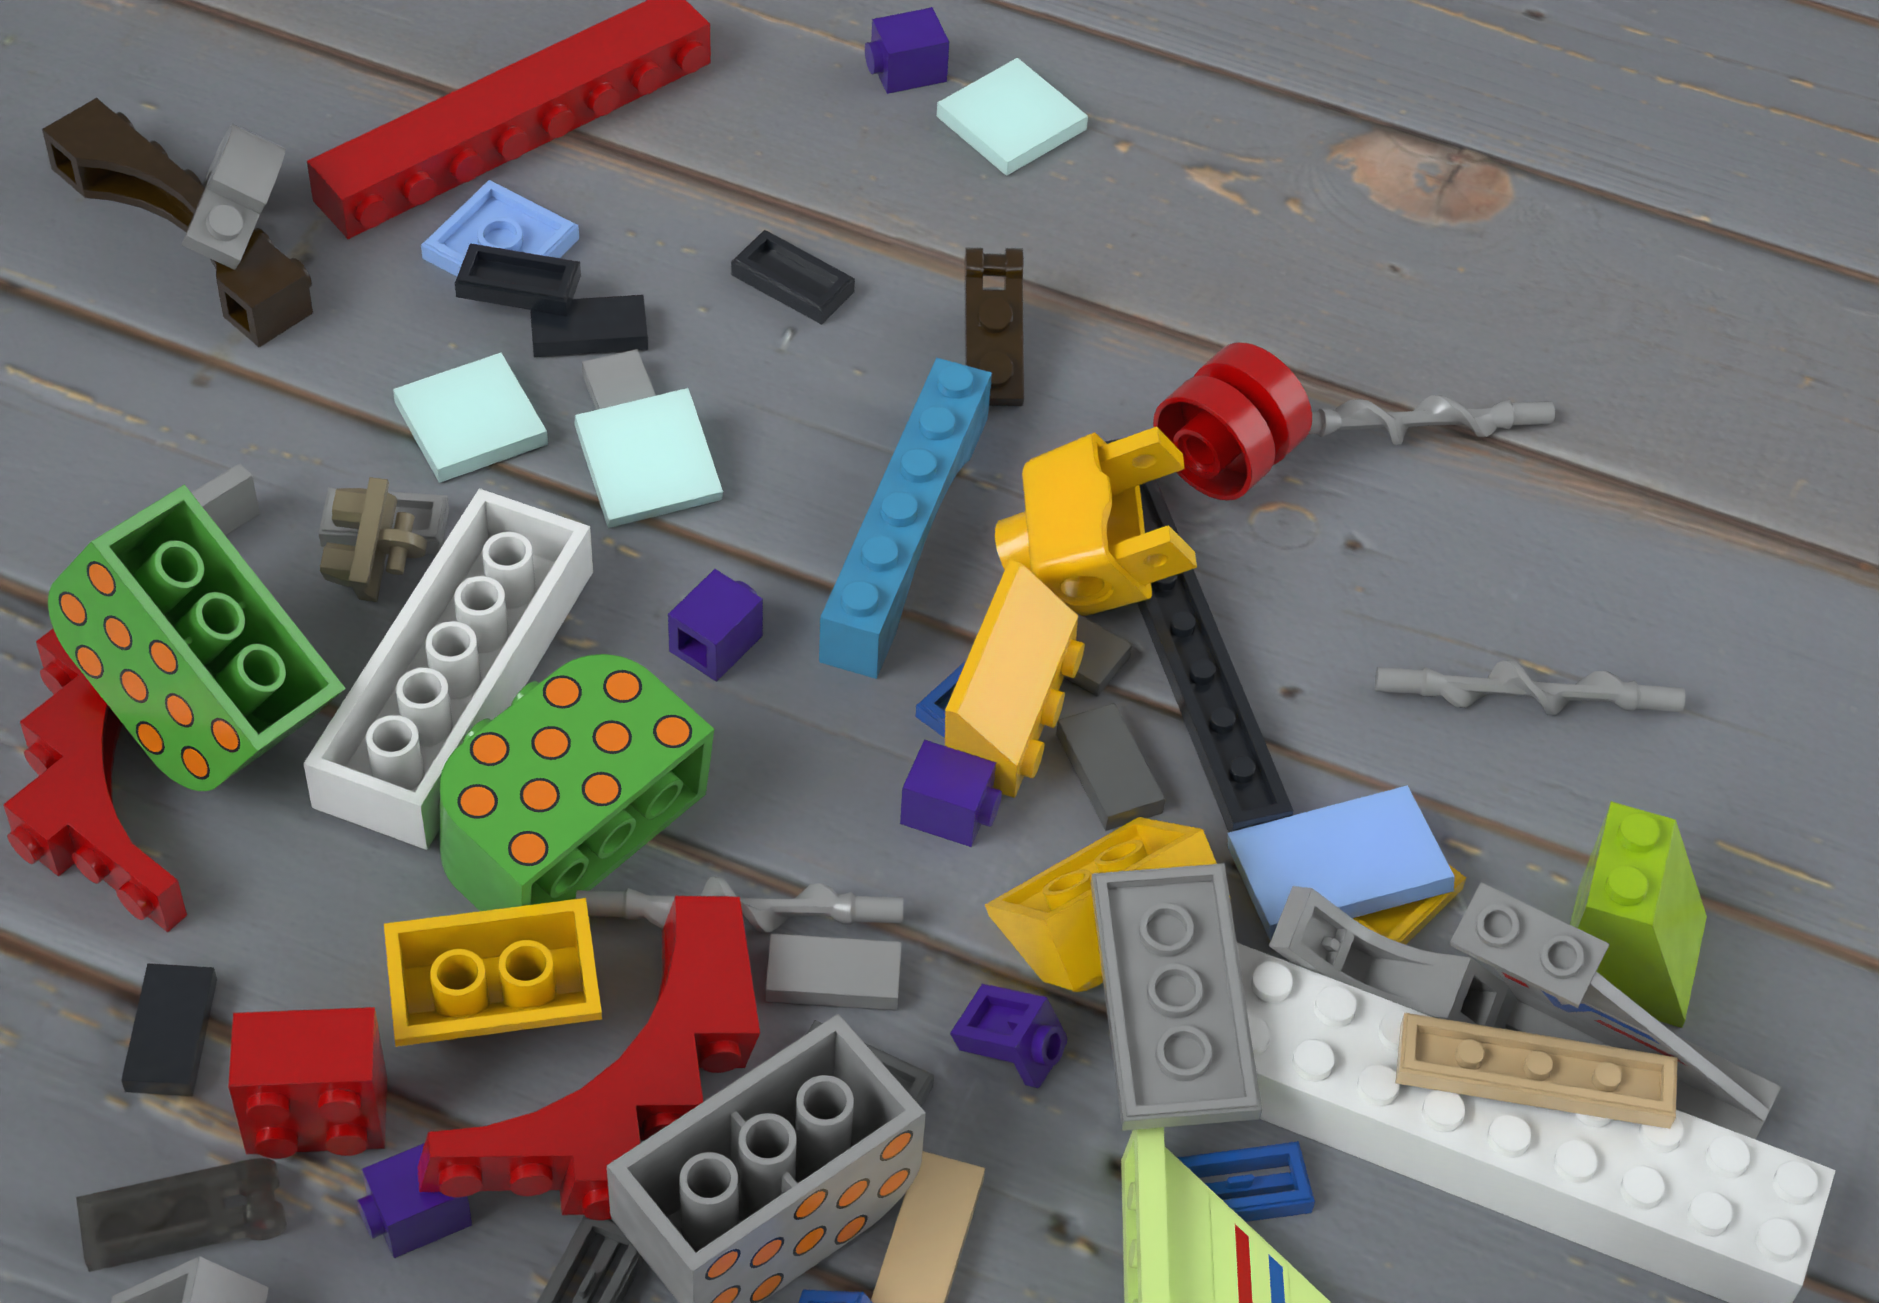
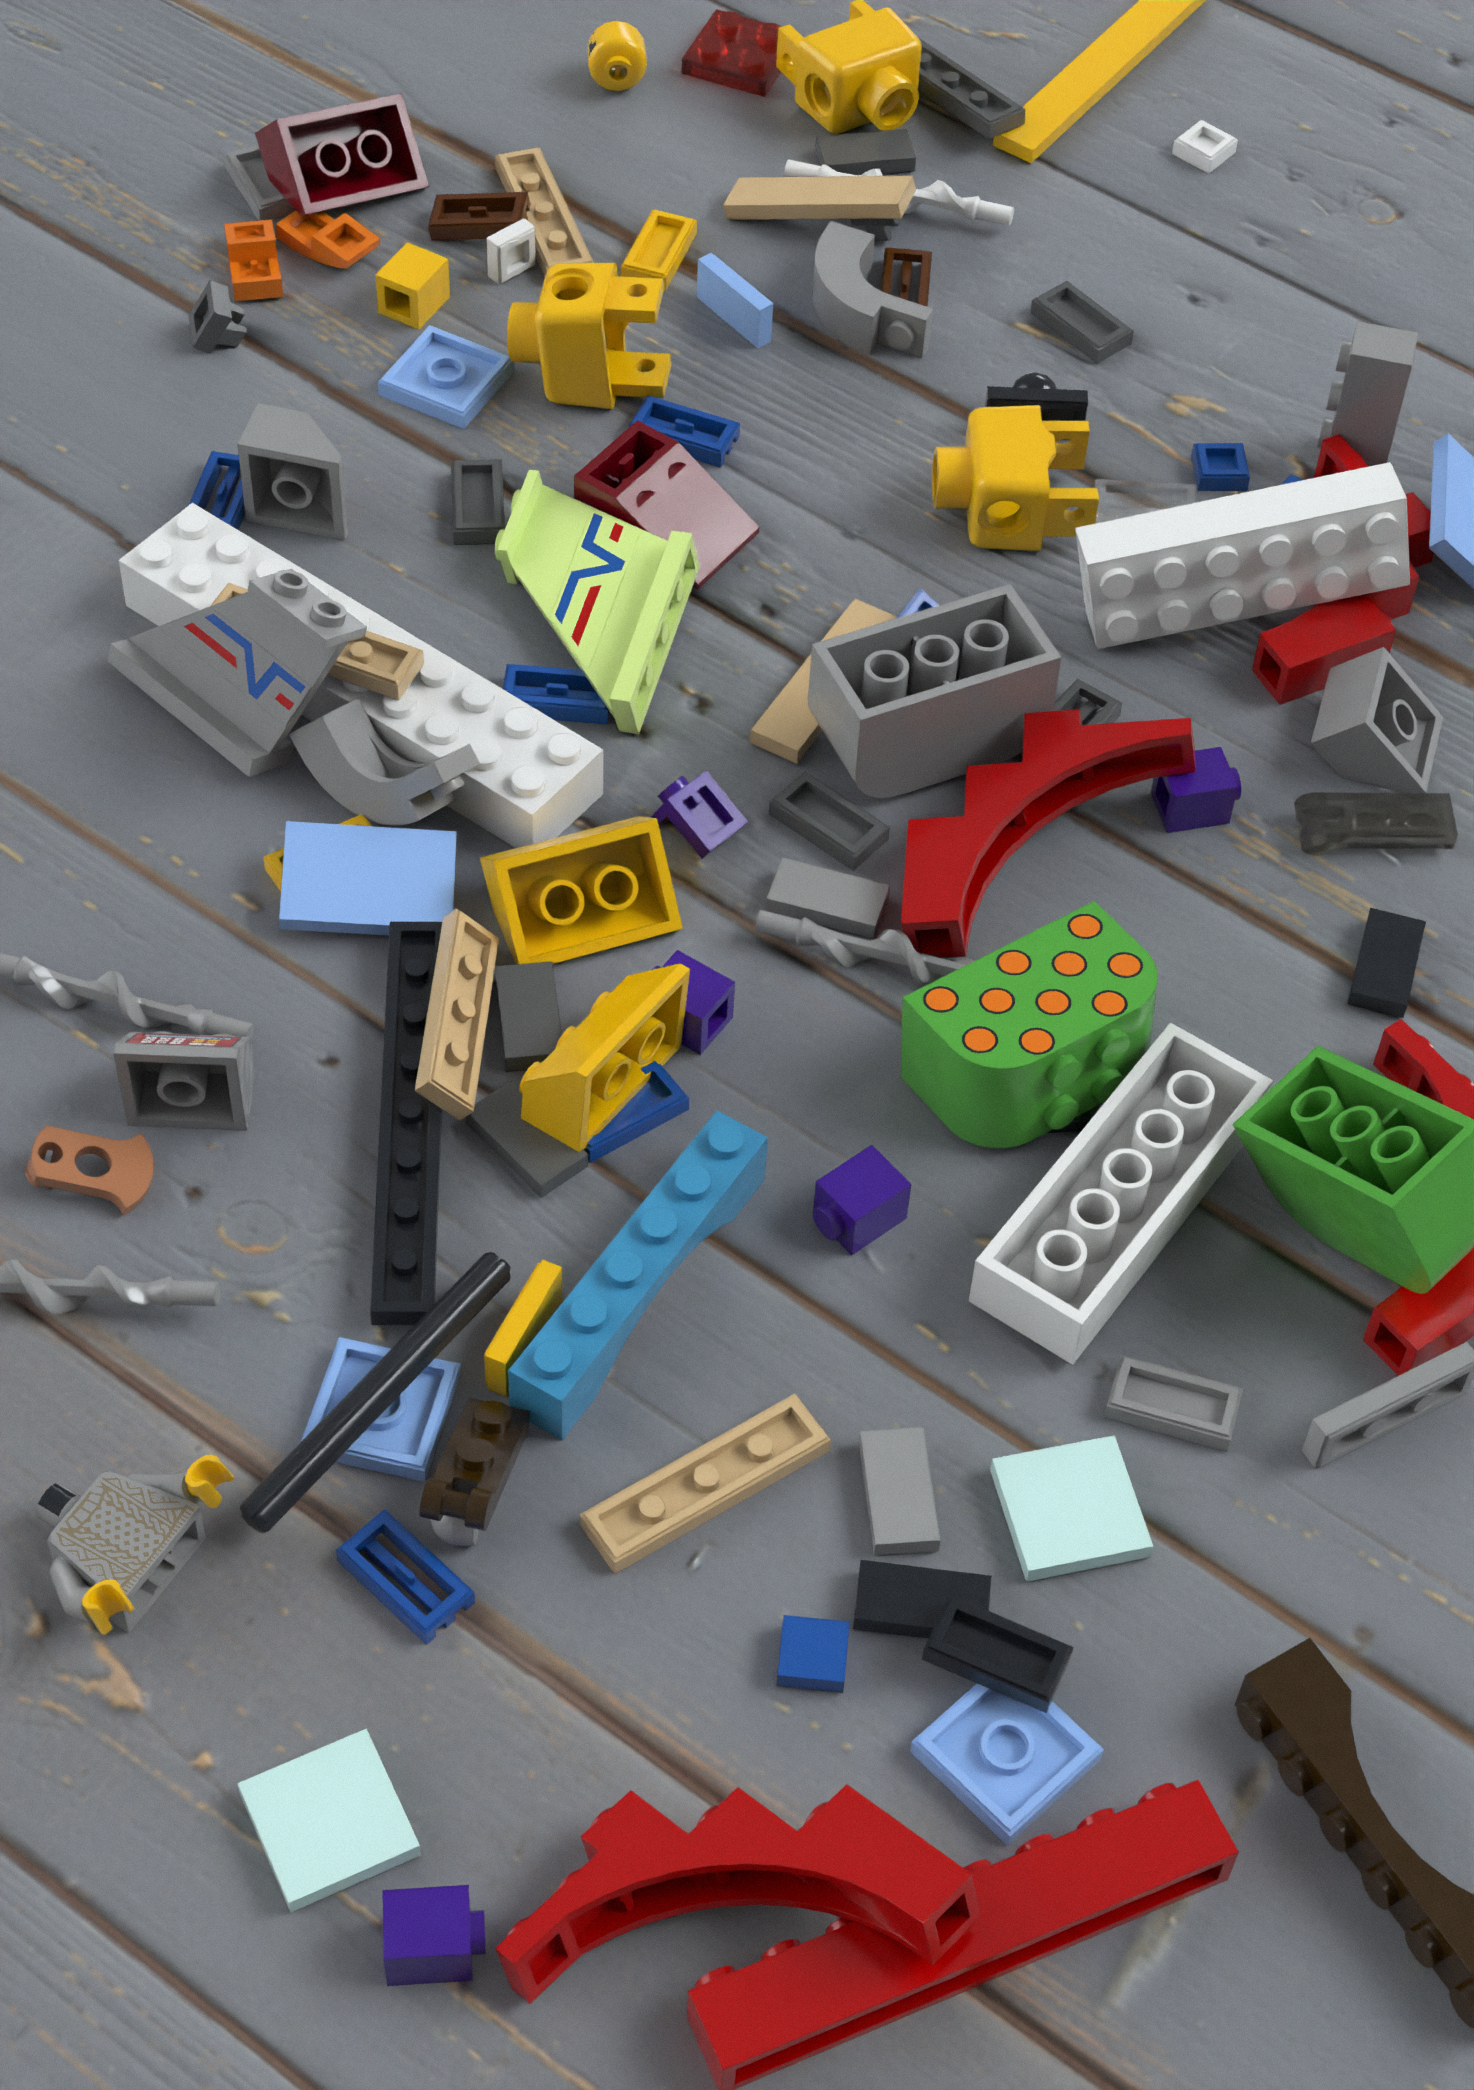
camera: 165 degrees left, 0 degrees up
(234, 196) = (1315, 1806): light grey arch -> none
(308, 1081) = (1276, 853): red brick -> none
(373, 514) = (1199, 1339): dark tan hips -> none
(491, 972) = (1145, 886): yellow slope -> none
(617, 89) = (647, 1869): none -> red arch
(648, 457) = (891, 1398): light aqua tile -> none
(672, 275) = (813, 1653): none -> blue tile
(793, 277) = (672, 1628): black tile -> none
(796, 384) = (704, 1483): none -> tan tile
(997, 454) = (527, 1316): none -> yellow tile
(1037, 292) = (439, 1612): none -> blue tile
(1087, 522) = (478, 1169): yellow piece -> none
(1095, 388) = (409, 1430): none -> light blue tile
(1111, 351) = (374, 1393): none -> black axle
(1175, 997) = (572, 744): light grey tile -> none
(1179, 721) = (457, 1015): none -> tan tile
(1235, 420) = (285, 1268): red wheel -> none
(1255, 229) = (126, 1539): none -> light grey torso
(1410, 592) = (185, 1080): none -> light grey slope
(1425, 545) = (128, 1163): none -> nougat piece
(1647, 908) = (162, 761): lime slope -> none

